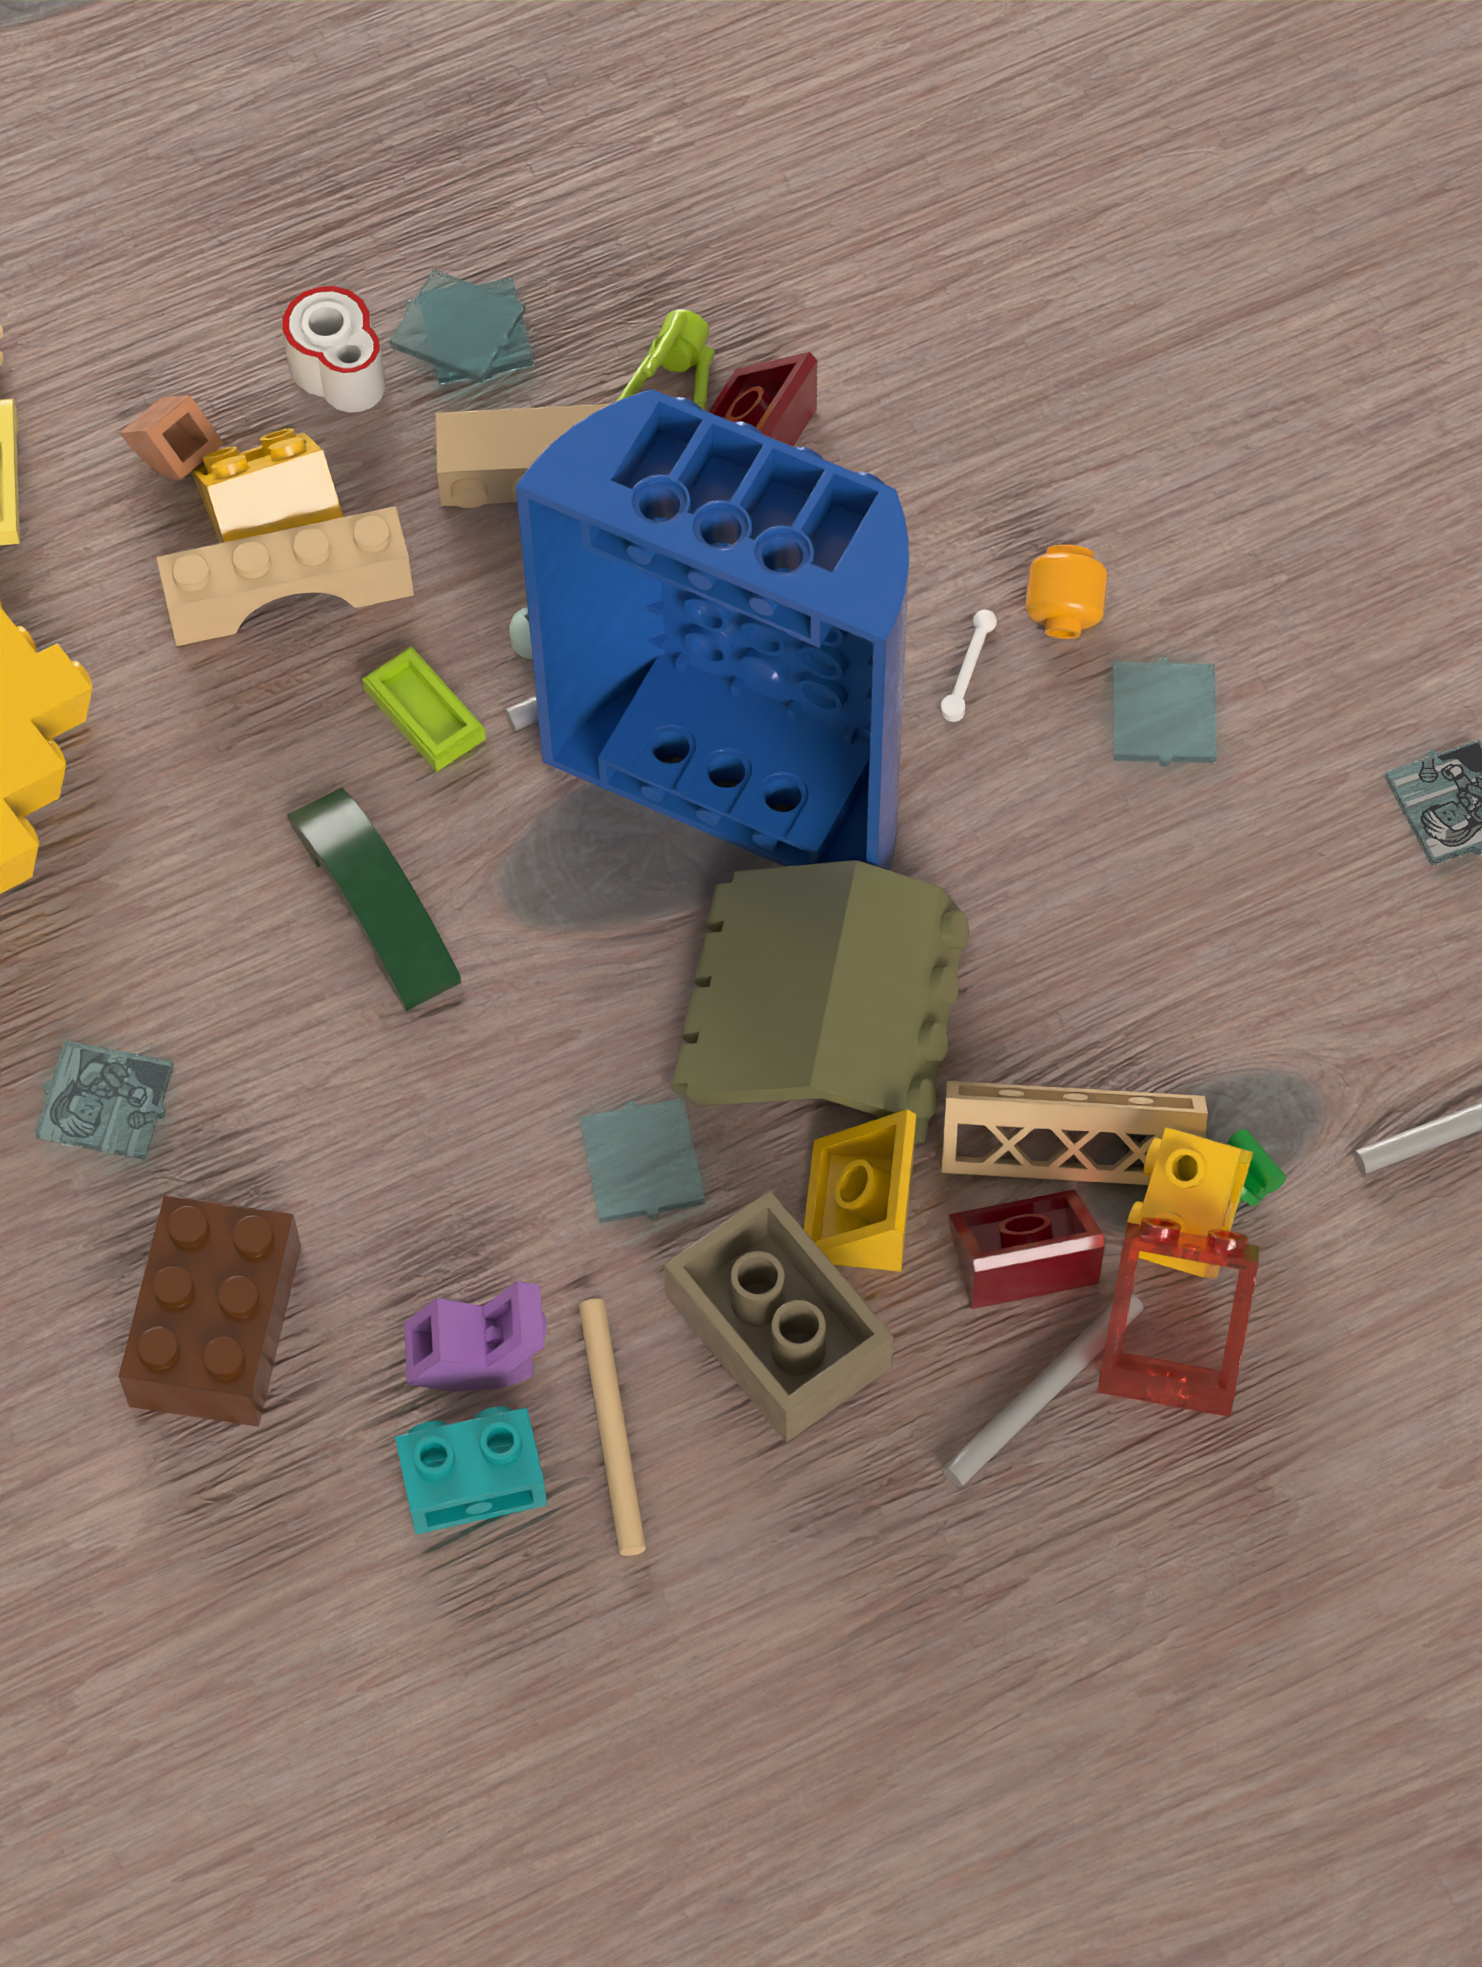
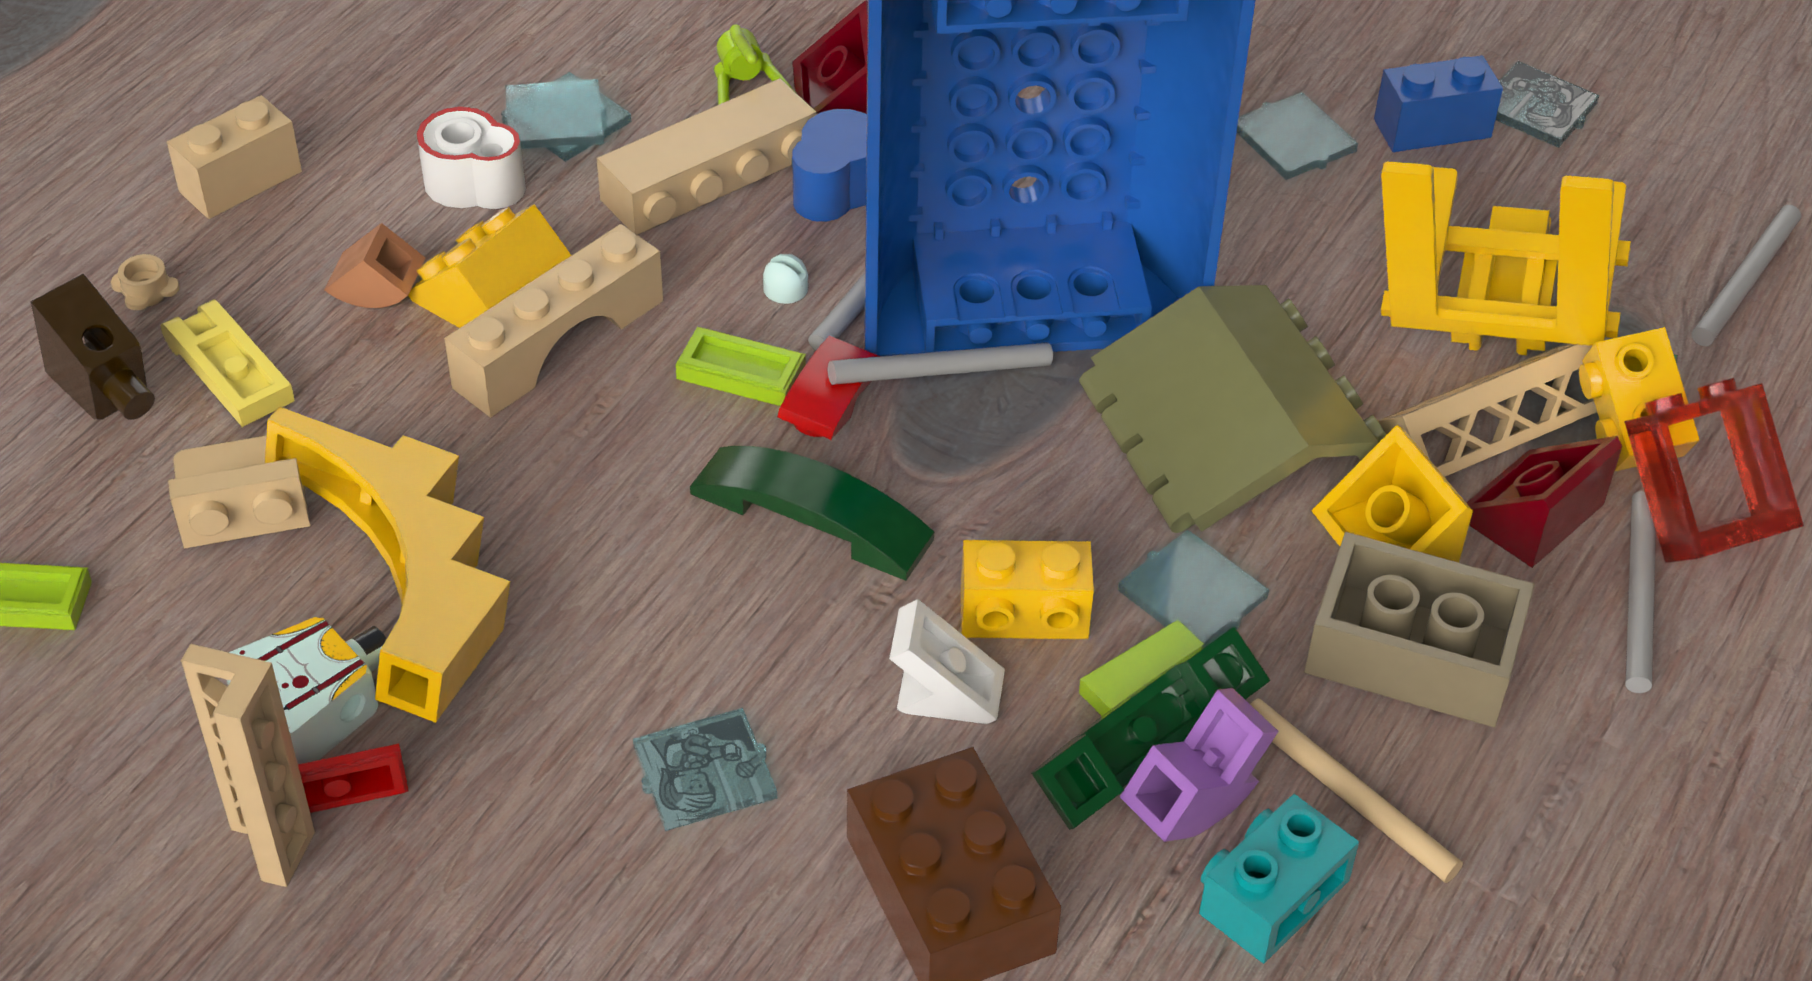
camera: 35 degrees left, 15 degrees down
(129, 239) = (234, 156): none -> tan brick
(349, 1121) = (943, 669): none -> white slope
(466, 1270) = (1109, 751): none -> dark green slope
(472, 776) = (815, 403): none -> red slope
(477, 1083) = (1026, 589): none -> yellow brick
(529, 1223) = (1137, 666): none -> lime tile
(590, 806) = (939, 363): none -> light grey bar
(1203, 994) = (1506, 268): none -> yellow piece
(1323, 755) = (1437, 103): none -> blue brick

